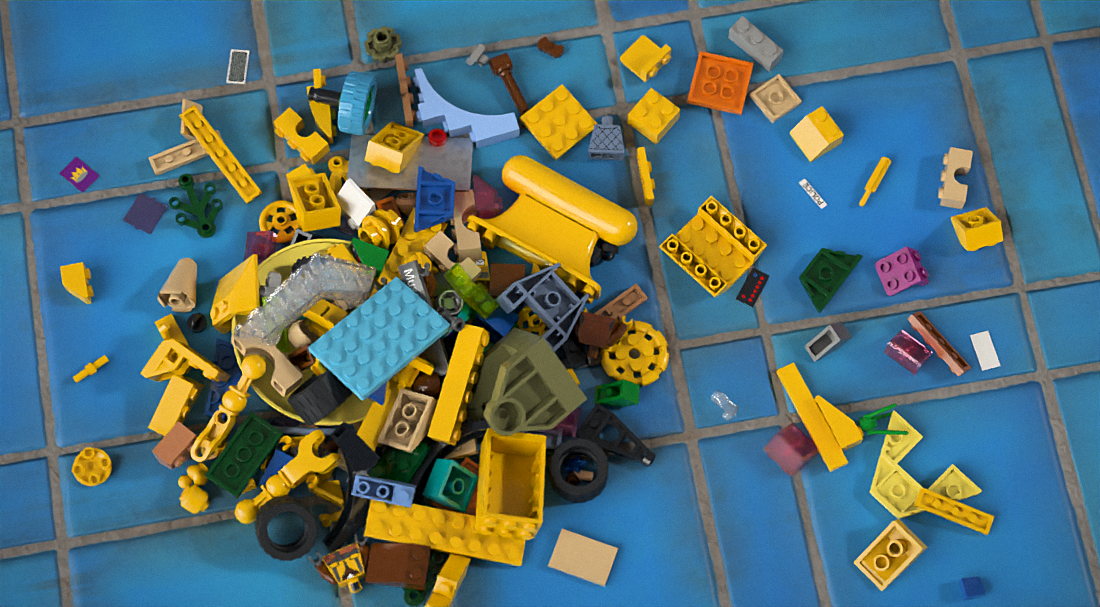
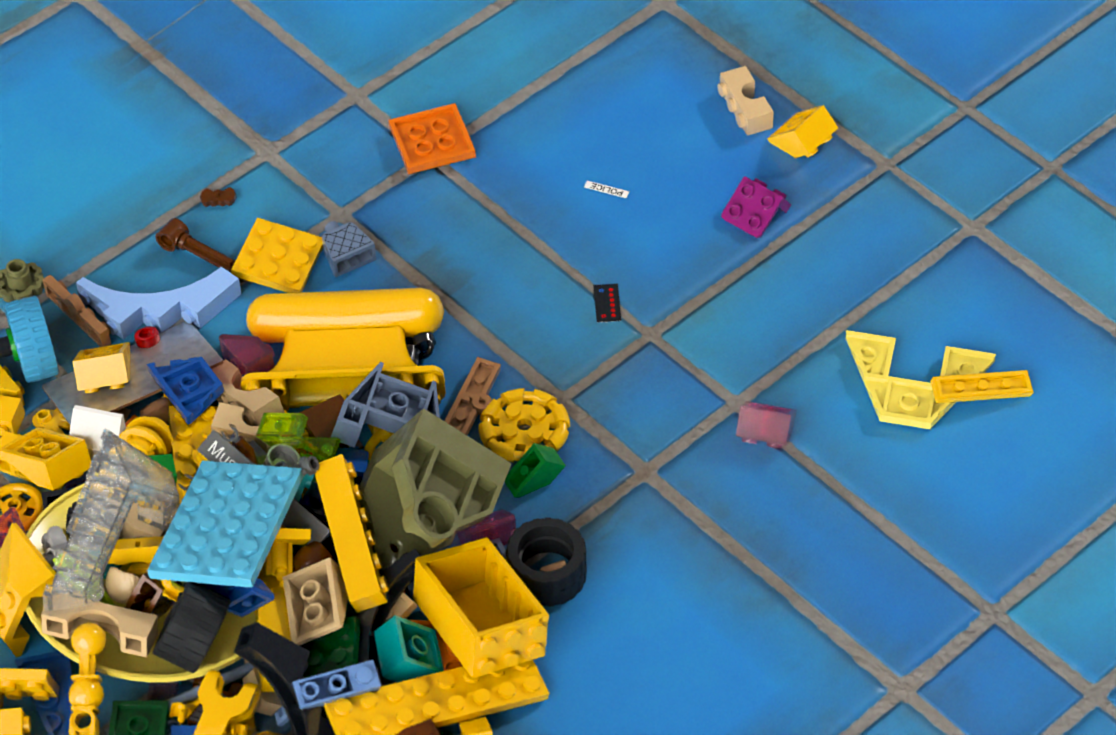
camera: 30 degrees left, 20 degrees down
(477, 56) = (140, 241): light grey tile -> none
(575, 464) = (539, 561): blue piece -> none
(583, 557) = (614, 649): tan tile -> none
(595, 424) = (532, 503): black plate -> none
(599, 331) = (472, 412): reddish brown torso -> none
(645, 58) = (334, 155): yellow bracket -> none
(647, 184) = (412, 257): yellow plate -> none
(653, 116) = (381, 199): yellow brick -> none
(714, 247) = (540, 278): yellow slope -> none
(723, 402) = (659, 419): clear arm -> none
(755, 44) = (444, 85): light grey brick -> none
(775, 98) = (501, 125): tan tile -> none
(812, 417) = (764, 382): yellow tile -> none
(817, 134) = (571, 131): yellow slope -> none
(826, 275) = (679, 249): dark green wing -> none
(828, 341) = (726, 305): dark grey slope -> none
(842, 427) = (799, 374): yellow slope -> none
(868, 422) = (829, 354): green plant -> none
(875, 179) = (663, 142): yellow axle -> none
(890, 554) = (948, 461): yellow slope -> none
(907, 352) = (818, 276): clear pink slope -> none
(942, 347) = (854, 253): dark orange plate -> none
(972, 588) = (1057, 449): blue slope -> none
(985, 350) = (896, 235): white sticker -> none

